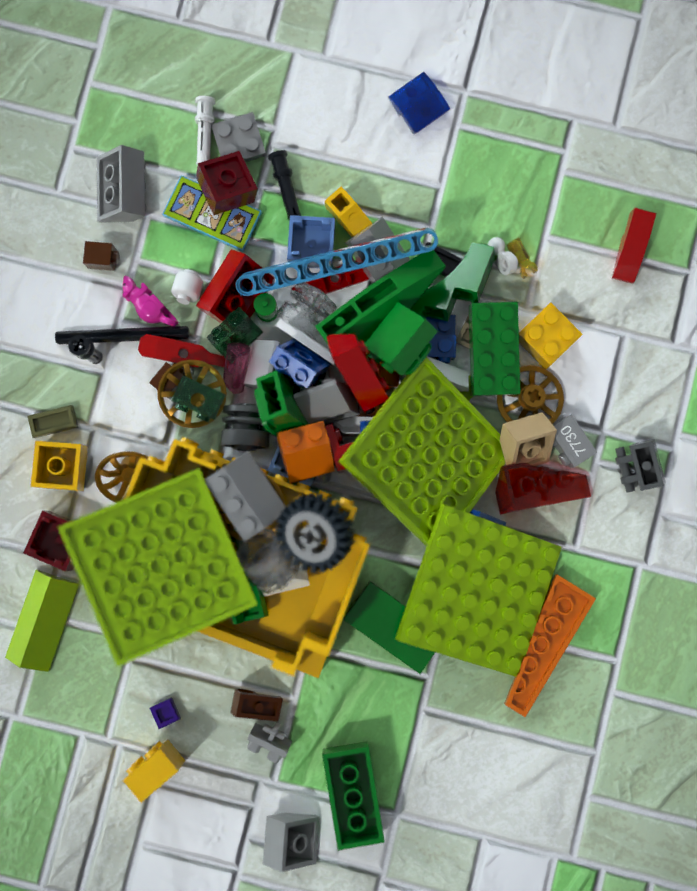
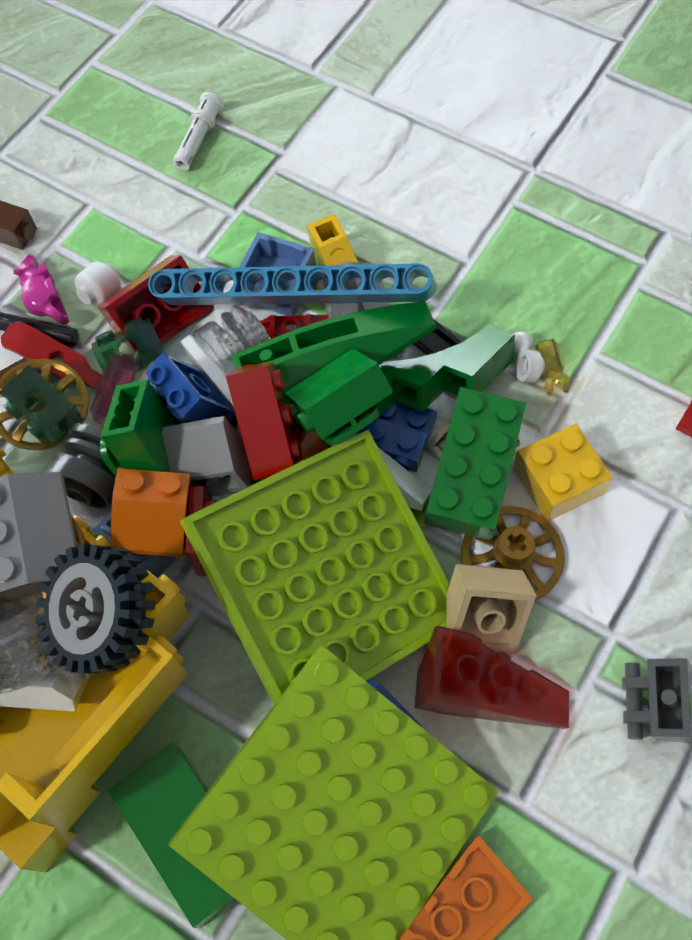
camera: 25 degrees right, 20 degrees down
(121, 185) = (74, 160): light grey slope -> none
(192, 210) = (168, 217): tile -> none
(226, 182) = (195, 181): dark red container -> none
(239, 135) = (234, 152): light grey plate -> none
(266, 307) = (180, 323): green piece -> none
(282, 174) = (271, 196): black pin -> none
(419, 102) = (470, 164): clear blue slope -> none
(572, 443) = (557, 632): light grey brick -> none

